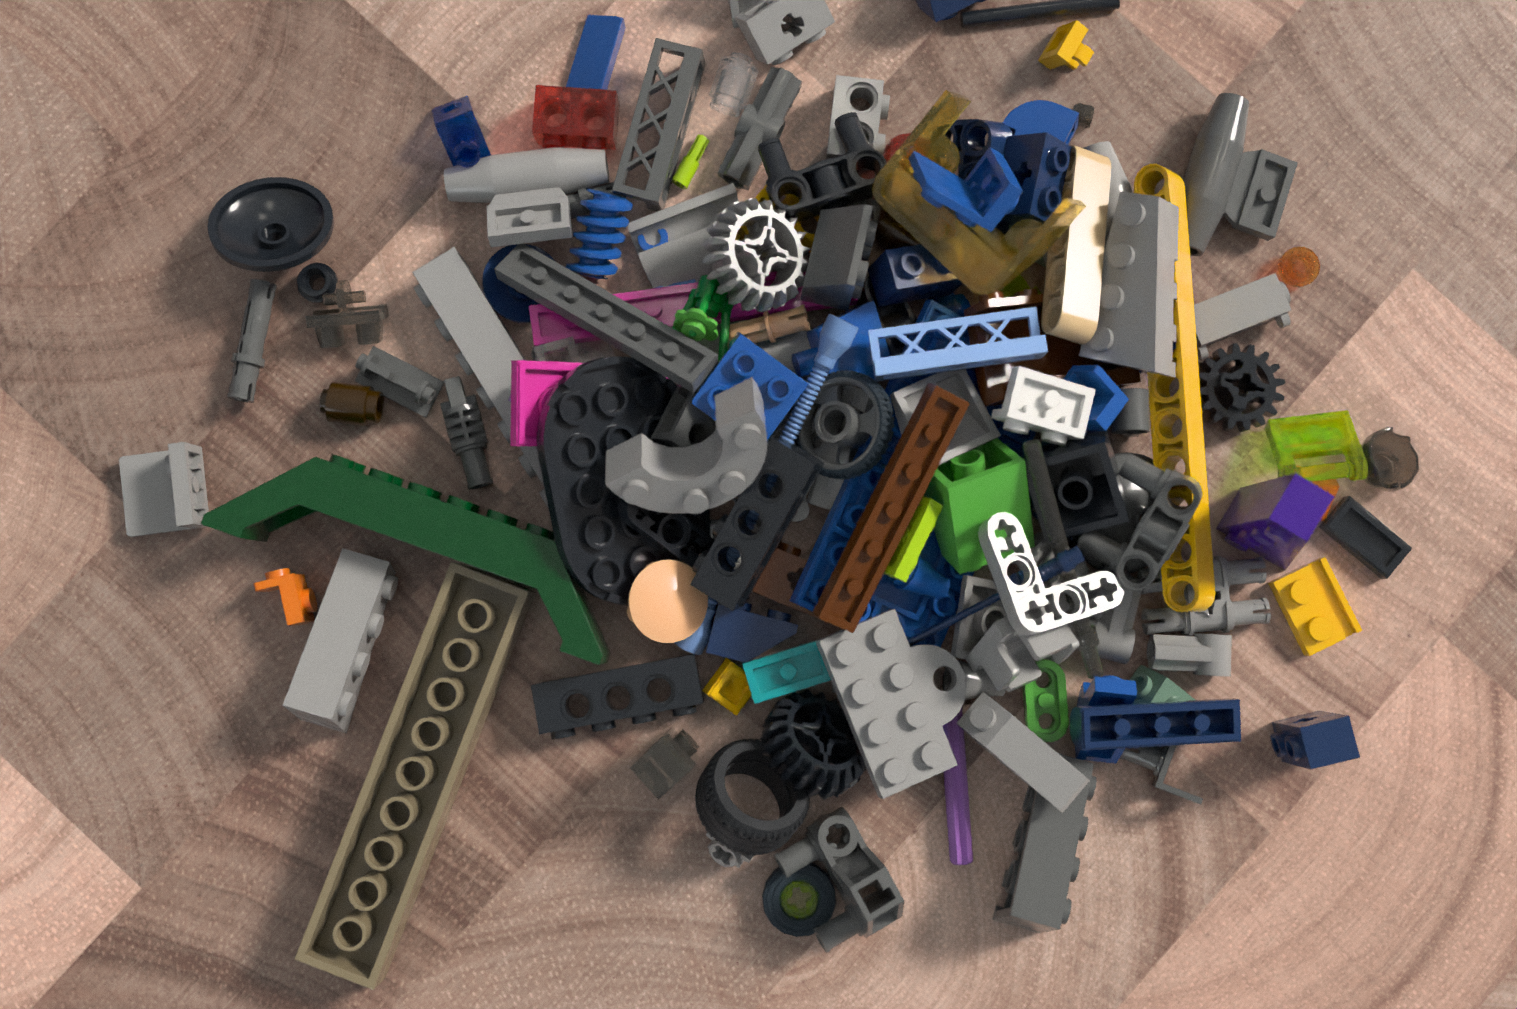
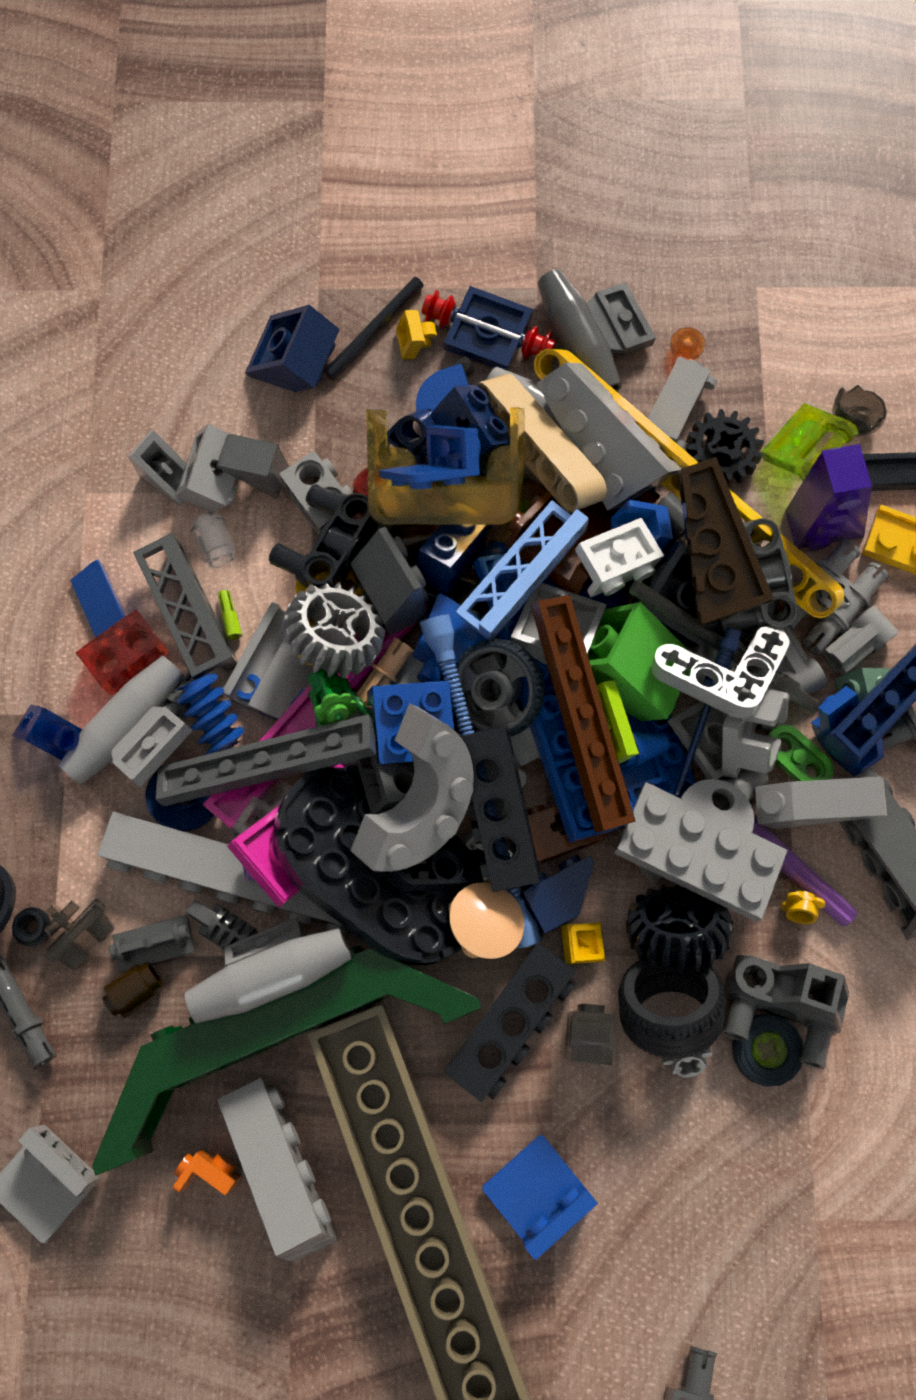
camera: 40 degrees left, 10 degrees down
(461, 484) = (266, 969): none -> light grey plate
(522, 842) = (539, 1196): none -> blue bracket
(757, 124) = (254, 550): dark grey piece -> none
(785, 672) = (612, 895): teal panel -> none
(823, 46) = (253, 463): none -> dark grey slope
(931, 818) = (802, 907): none -> yellow plate
(1129, 479) = (719, 550): none -> dark brown wing
(1136, 97) = (486, 327): none -> dark blue plate

